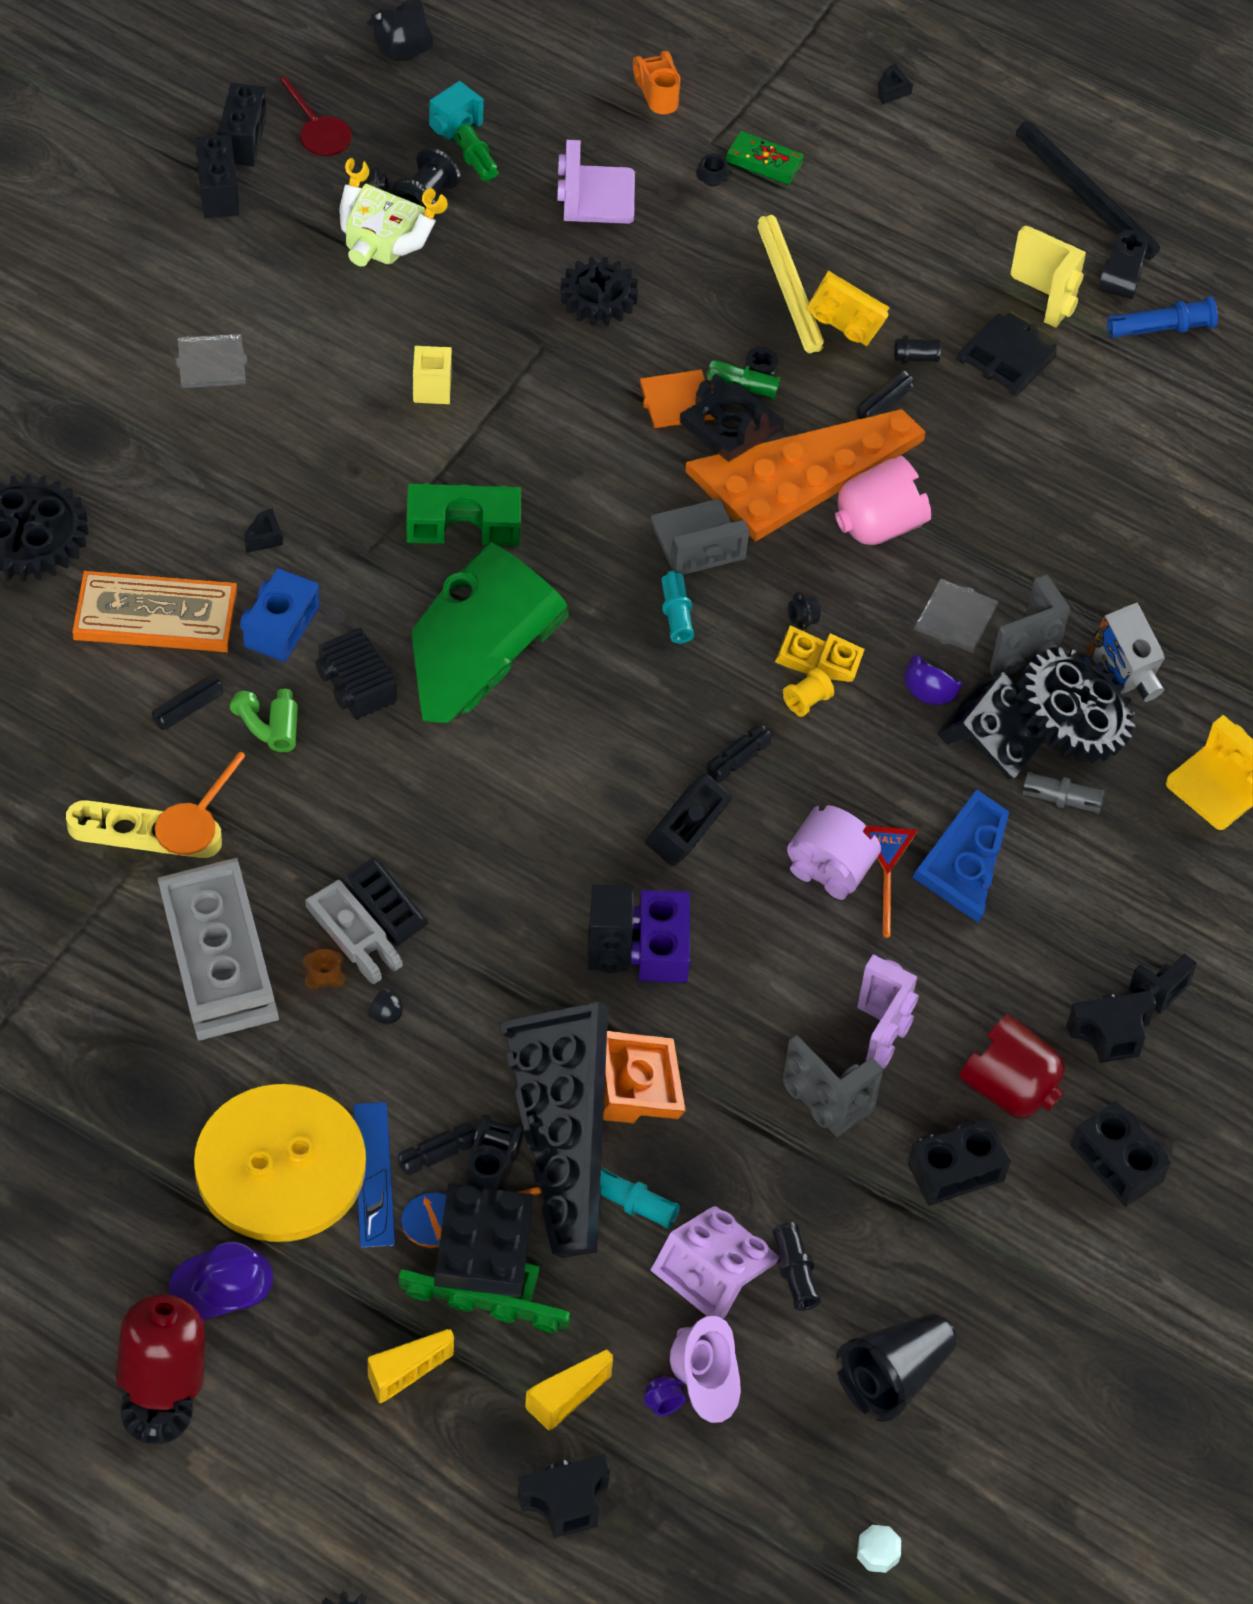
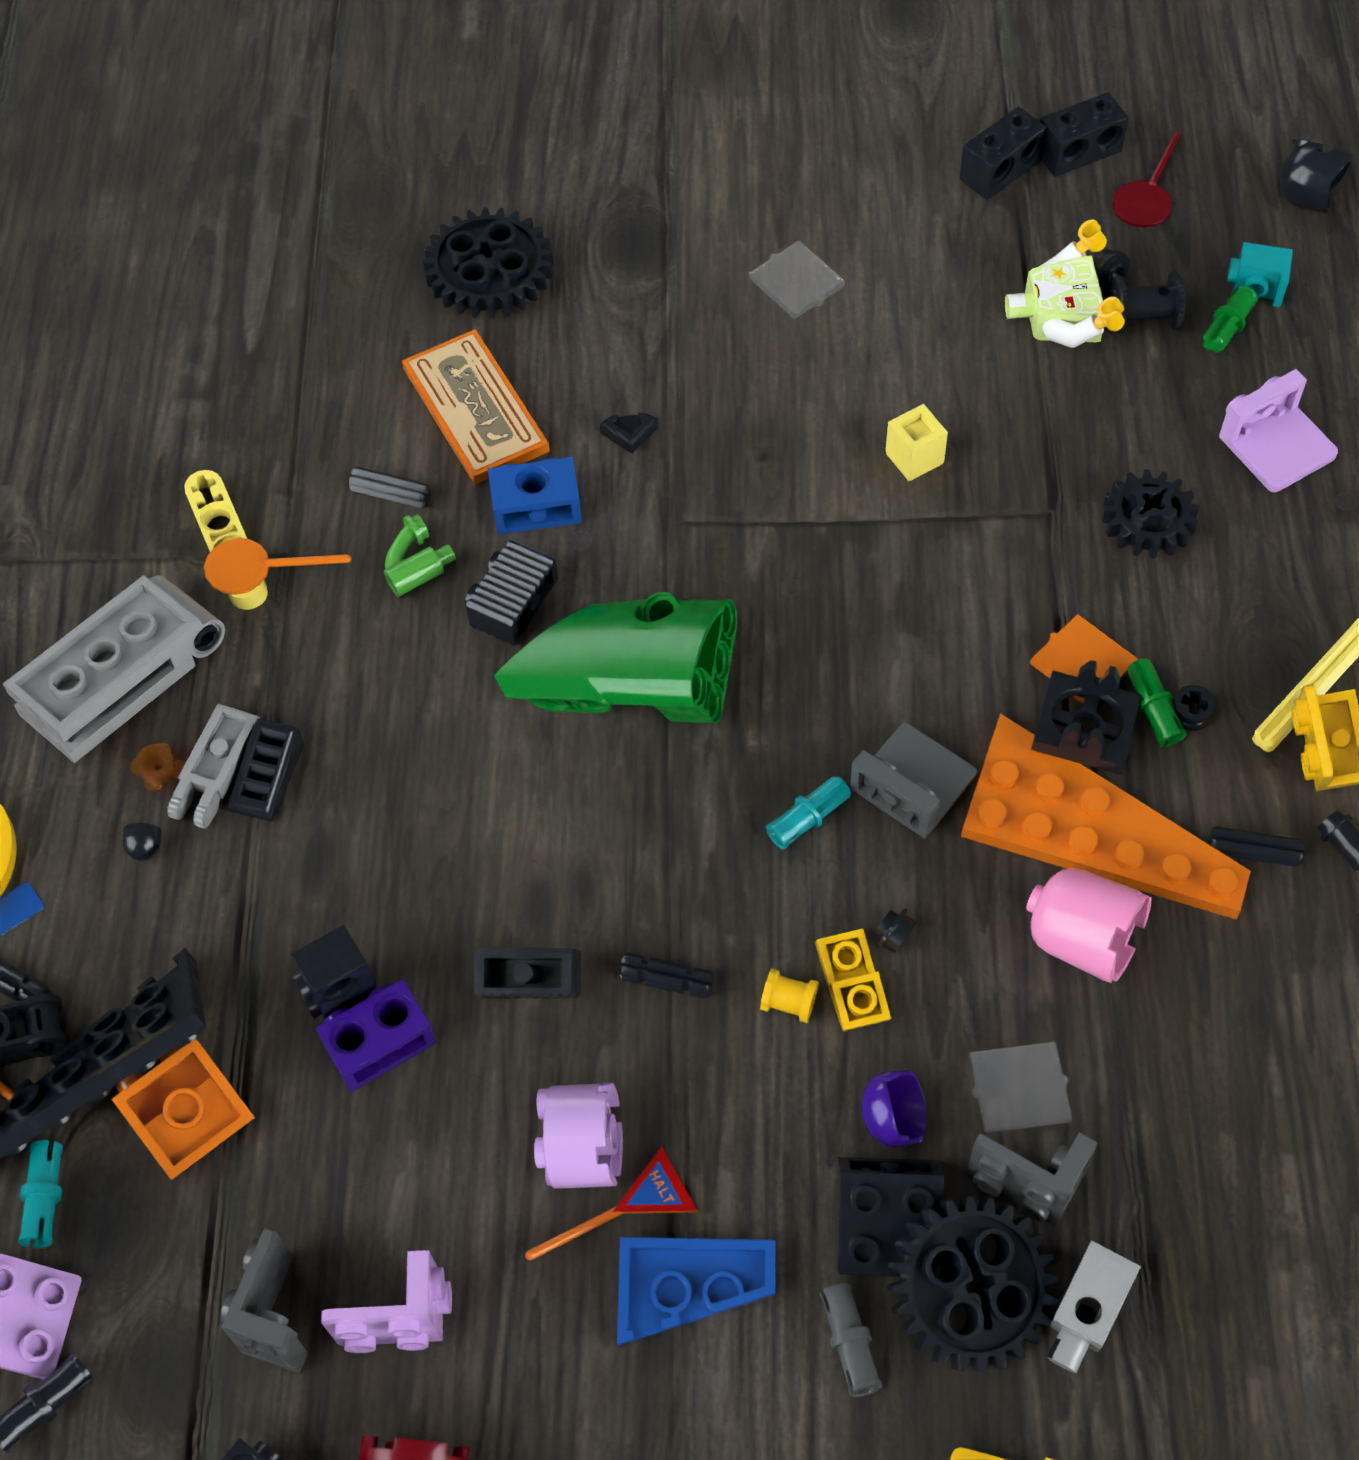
camera: 65 degrees right, 5 degrees up
(438, 506) = (755, 537): green arch -> none

